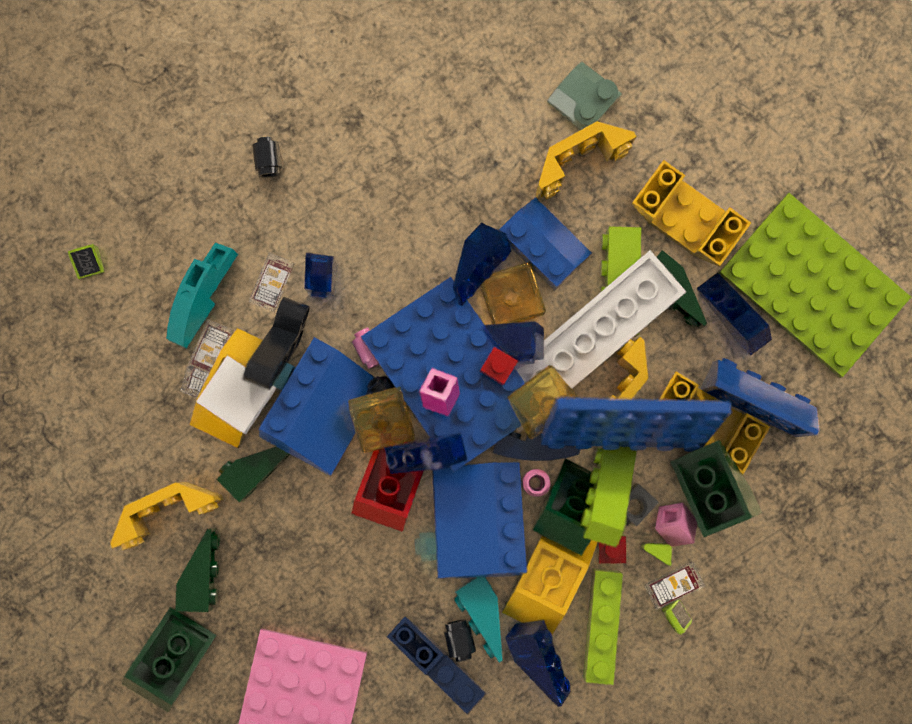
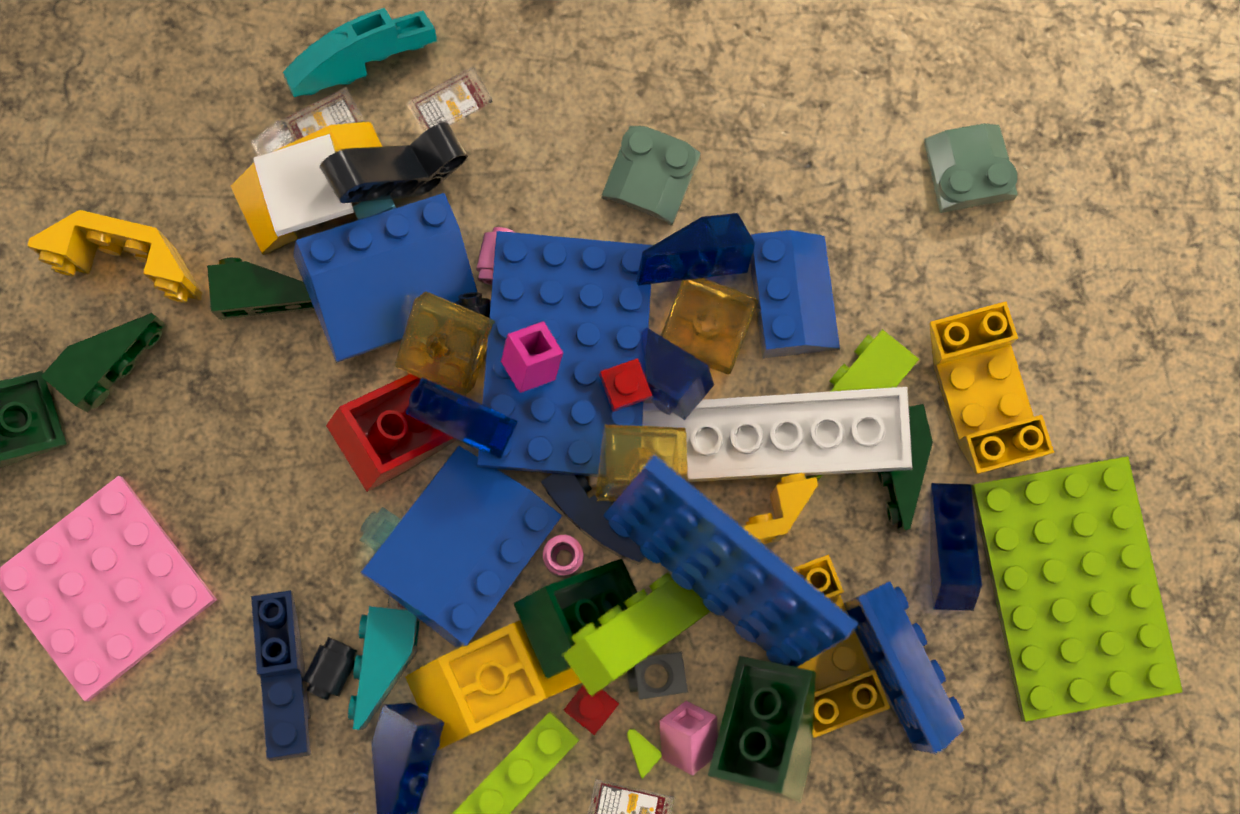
camera: 40 degrees right, 5 degrees down
(320, 275) = (508, 131): clear blue slope -> none
(414, 235) = (651, 172): none -> sand green slope
(611, 140) = (964, 237): yellow slope -> none

